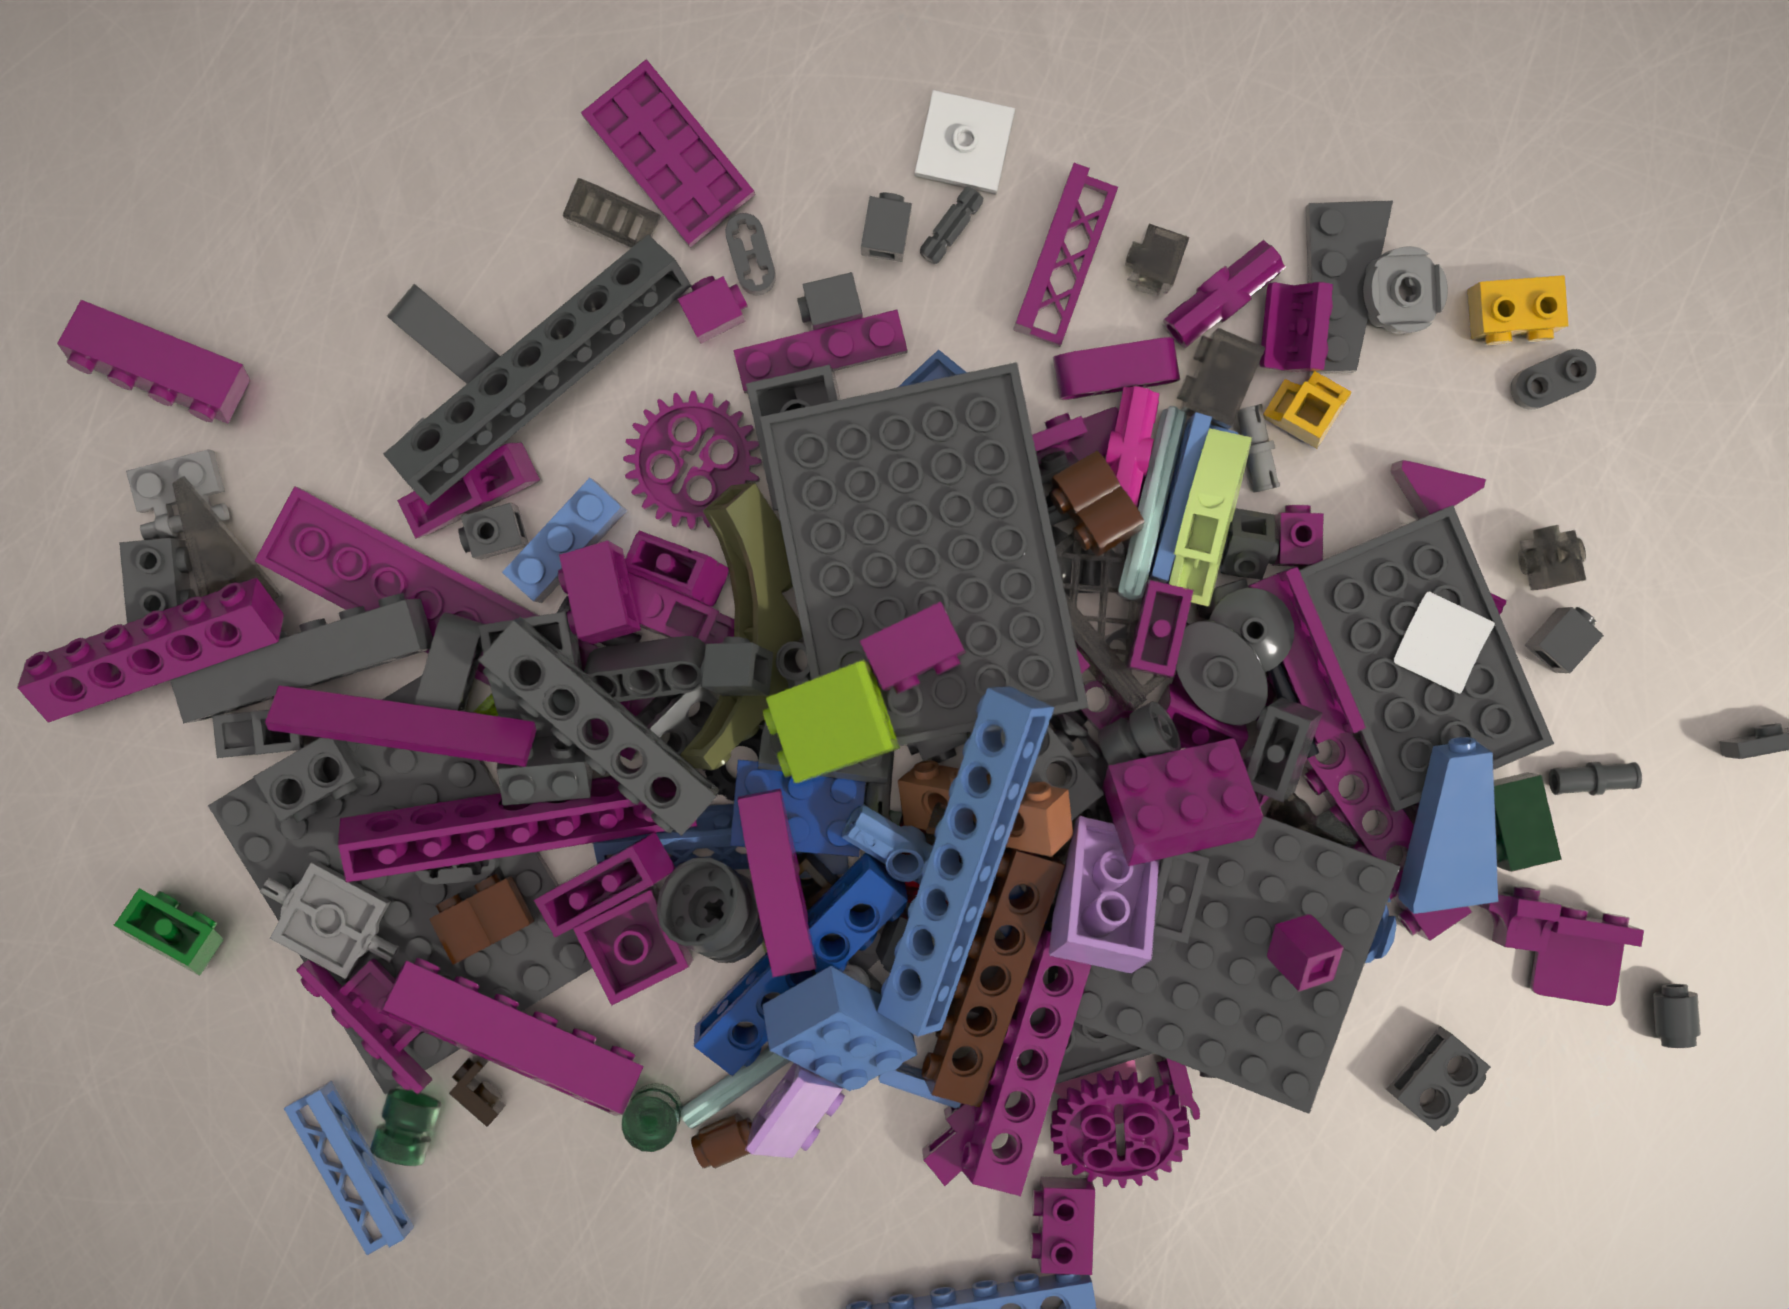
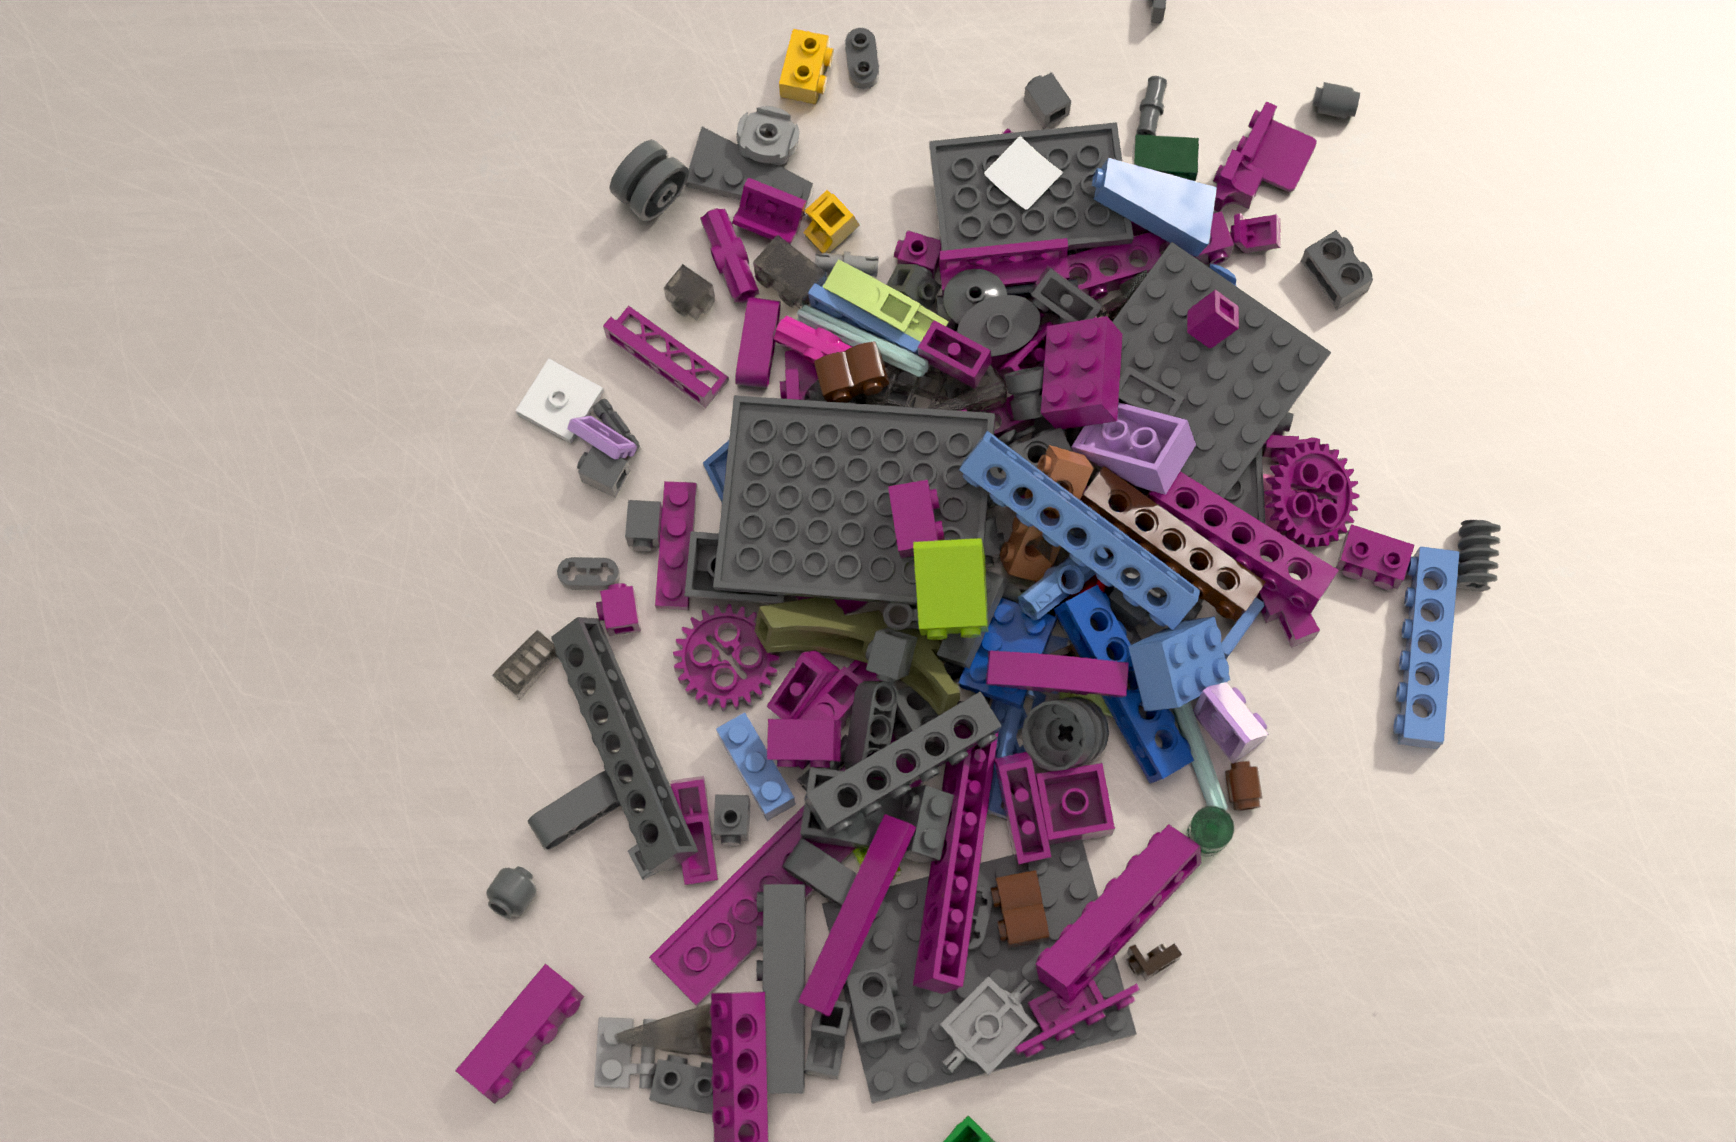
camera: 70 degrees left, 15 degrees down
(322, 293) = (511, 892): none -> dark grey head
(357, 1163) = (1184, 1068): medium blue fence -> none
(404, 1133) = (1153, 1017): clear green wheel -> none
(668, 153) = (495, 609): magenta plate -> none
(926, 211) = (602, 437): none -> lavender tile
(1291, 155) = (649, 180): none -> dark grey wheel
(1433, 488) = (912, 156): magenta slope -> none
(1458, 962) = (1256, 233): none -> magenta bracket
(1552, 558) = (987, 91): clear smoke brick -> none

